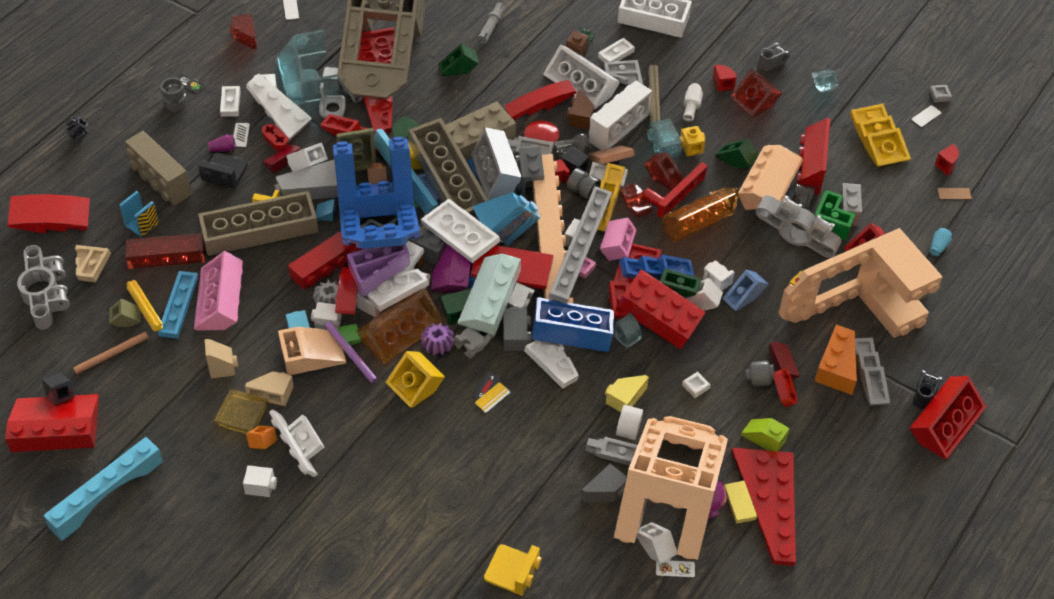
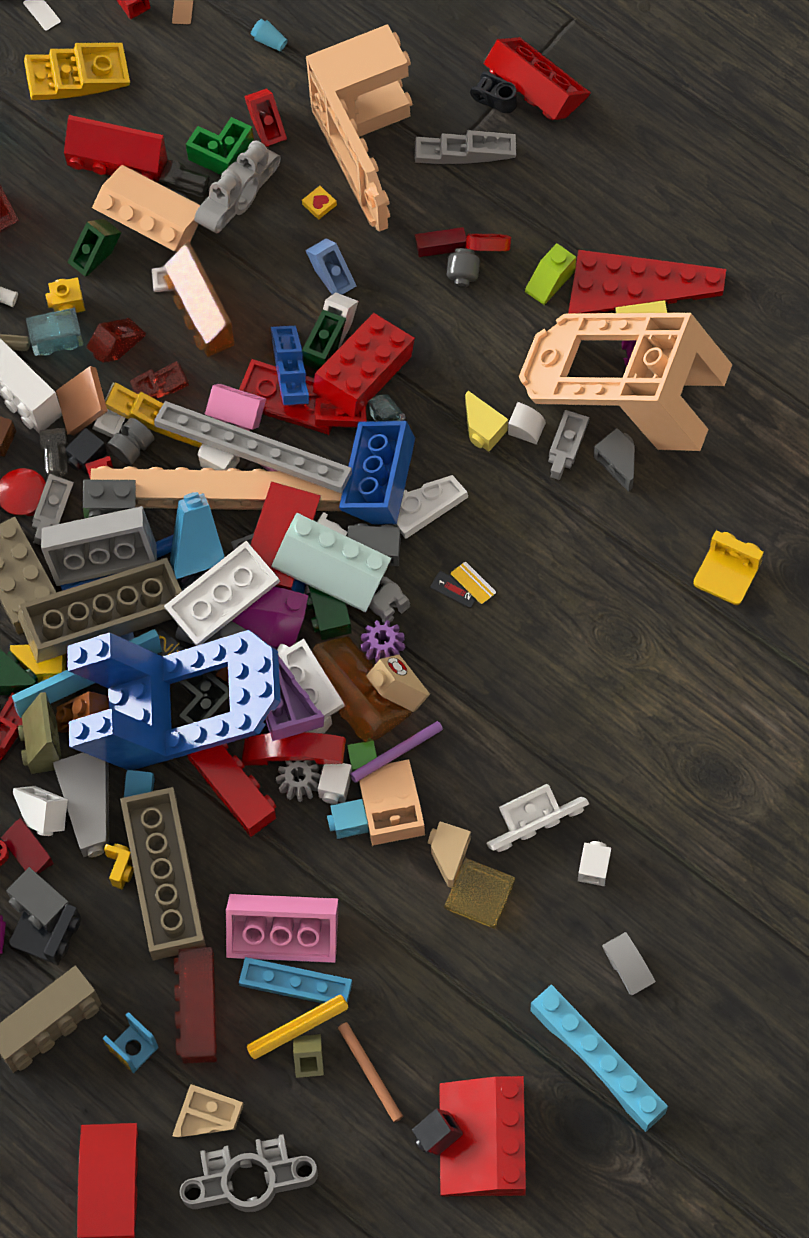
camera: 80 degrees left, 15 degrees up
(181, 505) = (628, 963): none -> light grey slope
(220, 359) = (403, 917): tan slope -> none
(242, 158) = (37, 900): none -> dark grey brick
(261, 437) = (523, 864): orange slope -> none
(406, 340) = (397, 682): none -> tan slope
(414, 378) = (446, 671): yellow slope -> none
(657, 542) = (706, 403): white slope -> none
(666, 204) = (174, 342): red piece -> none
(676, 568) = (726, 399): white sticker -> none
(696, 385) = (469, 344): white tile -> none
(718, 274) = (304, 296): white brick -> none
(839, 361) = (449, 177): orange wedge -> none
(852, 200) = (189, 117): light grey brick -> none

